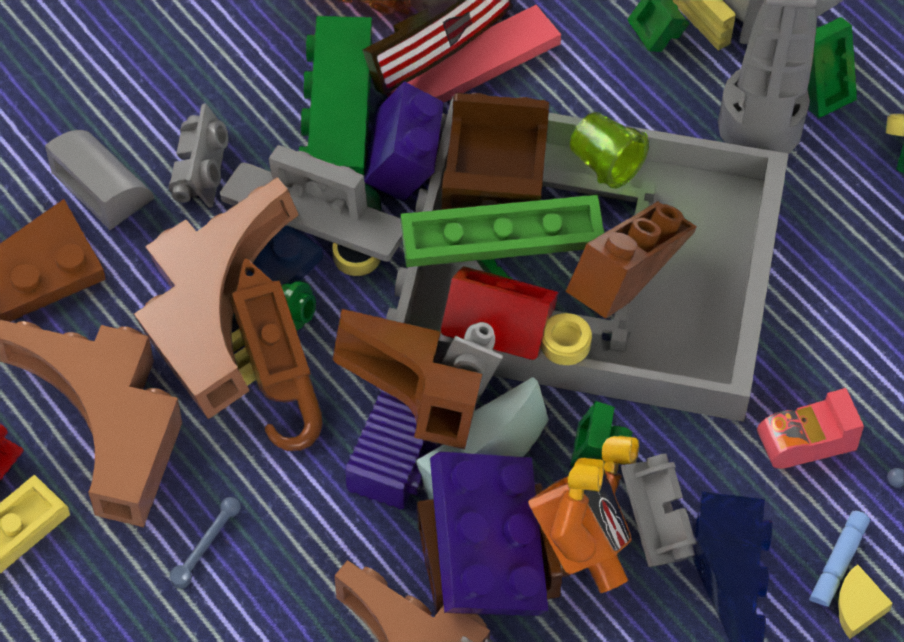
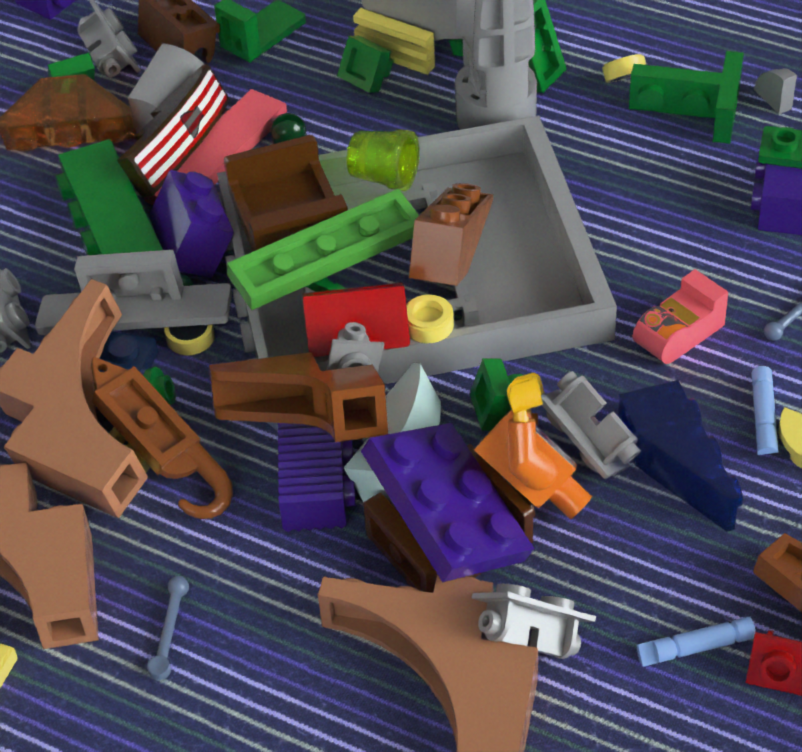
camera: 20 degrees left, 10 degrees down
(549, 68) = (287, 127): none -> dark green hinge

